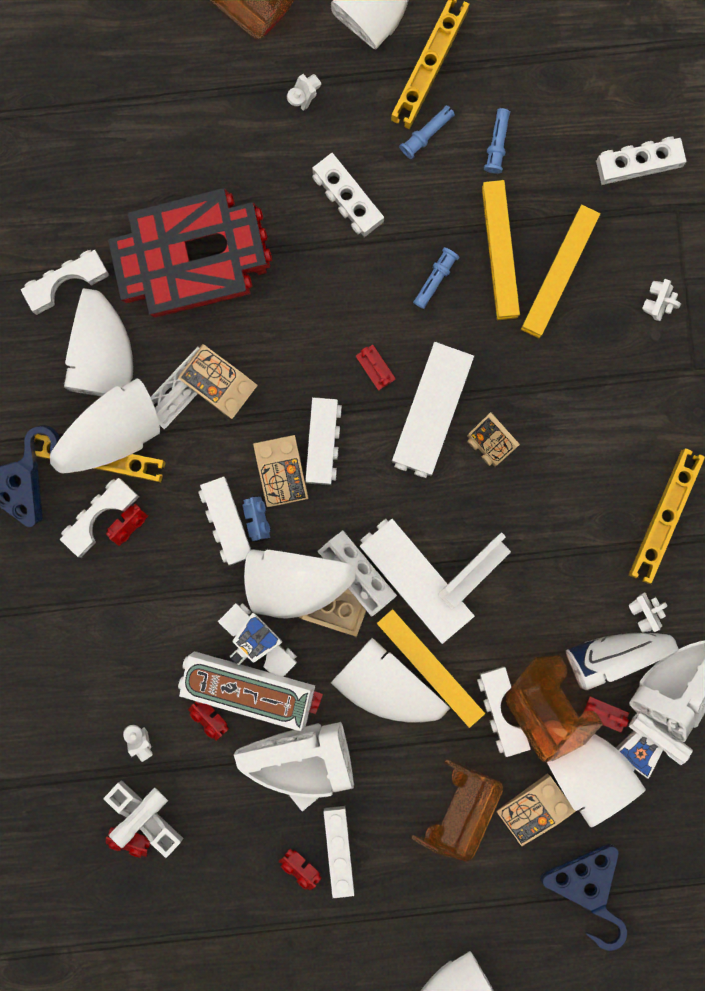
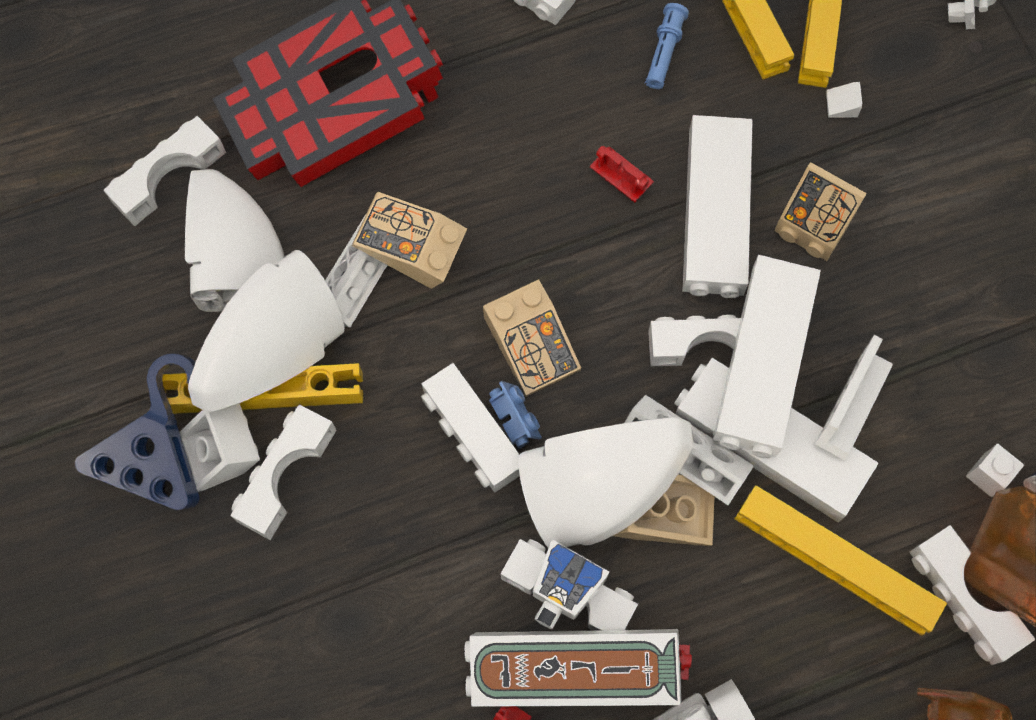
camera: 15 degrees left, 15 degrees down
(61, 491) = (218, 446): none -> white slope
(119, 531) = (321, 484): red hinge -> none
(322, 441) = (579, 285): white brick -> none
(387, 687) = (786, 604): white panel -> none
(425, 510) = (673, 338): none -> white arch
(425, 529) = (766, 357): none -> white brick
(546, 354) = (844, 101): none -> white slope
(548, 639) = (994, 470): none -> white brick

